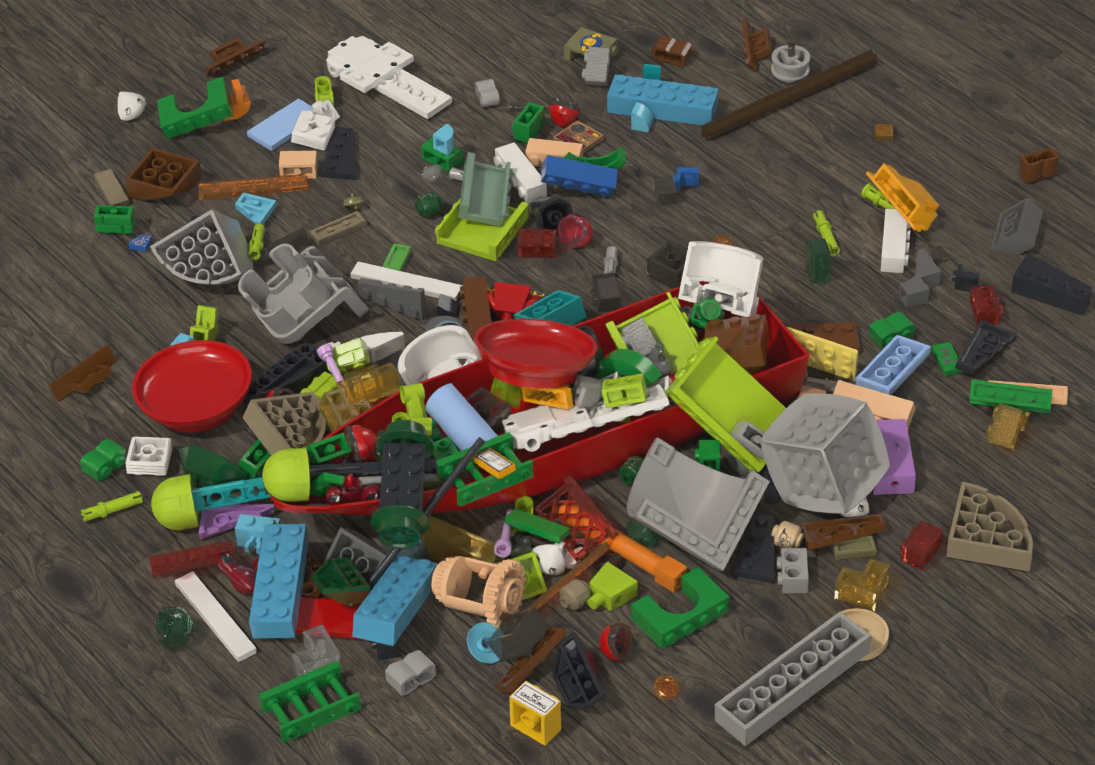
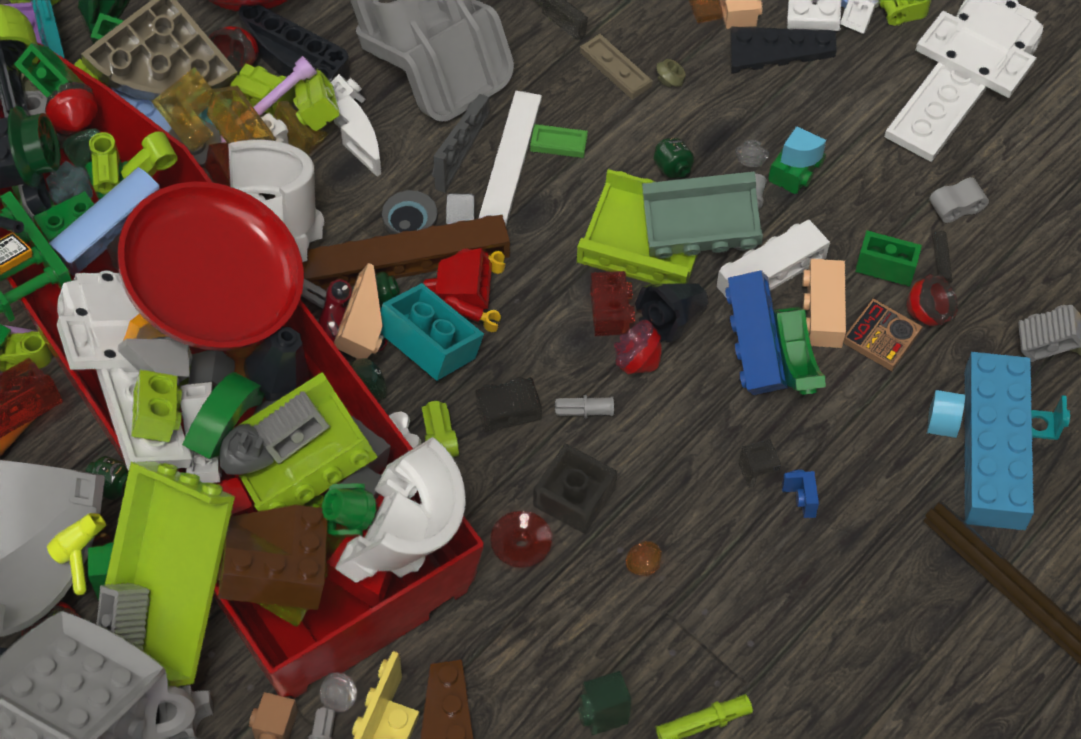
camera: 80 degrees right, 15 degrees up
(696, 463) = (69, 545): none -> neon yellow piece

